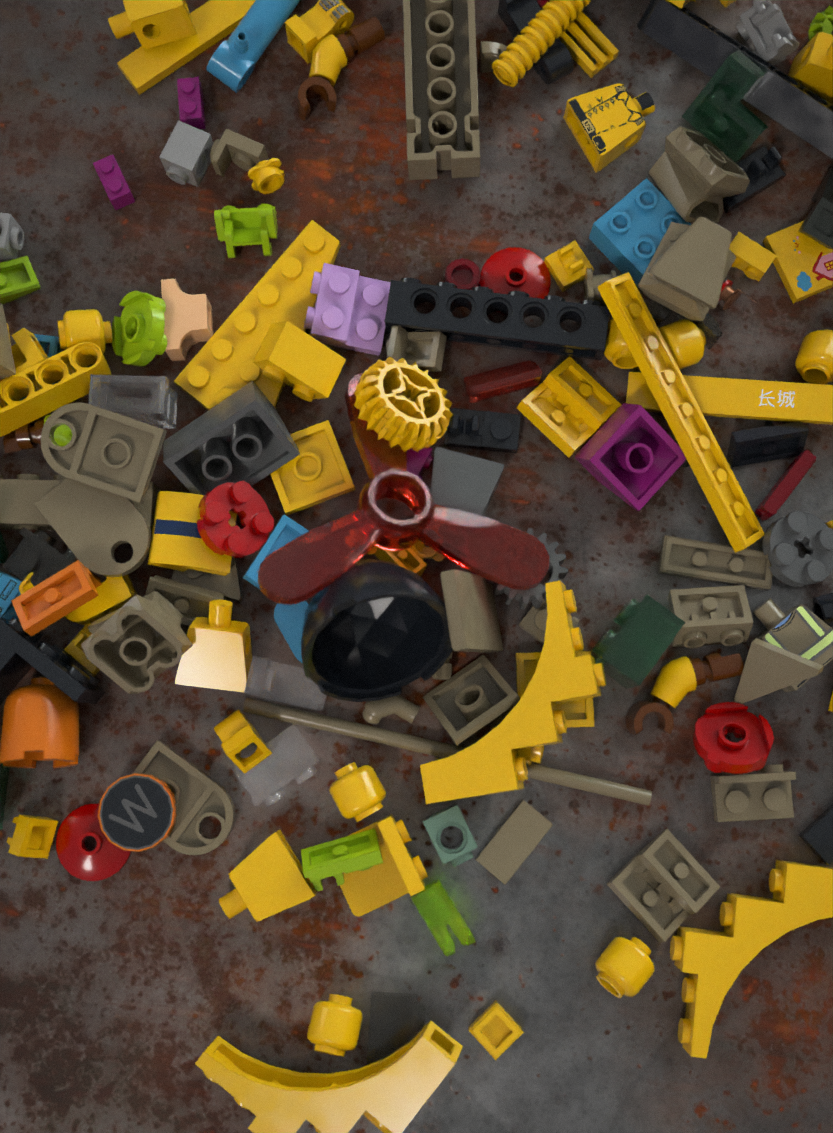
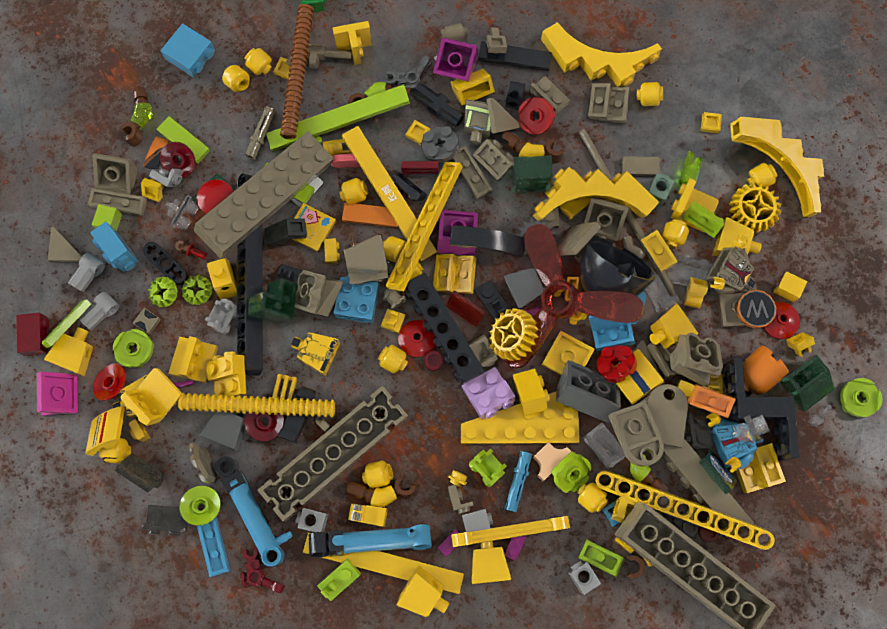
camera: 130 degrees left, 5 degrees down
(119, 127) = (489, 564): none -> yellow torso
(123, 901) = (790, 287): none -> yellow panel
(172, 107) = (510, 531): none -> yellow piece
(202, 267) = (519, 478): none -> dark azure pin
(222, 818) = (732, 269): none -> dark tan torso
(304, 979) = (768, 207): none -> yellow gear
(350, 740) = (659, 251): none -> yellow plate
(363, 75) = (377, 474): none -> yellow head
(510, 216) = (392, 359): none -> yellow head
(578, 475) = (487, 239): none -> black slope
(769, 349) = (368, 215): none -> orange tile
(797, 734) = (515, 94): none -> black leg

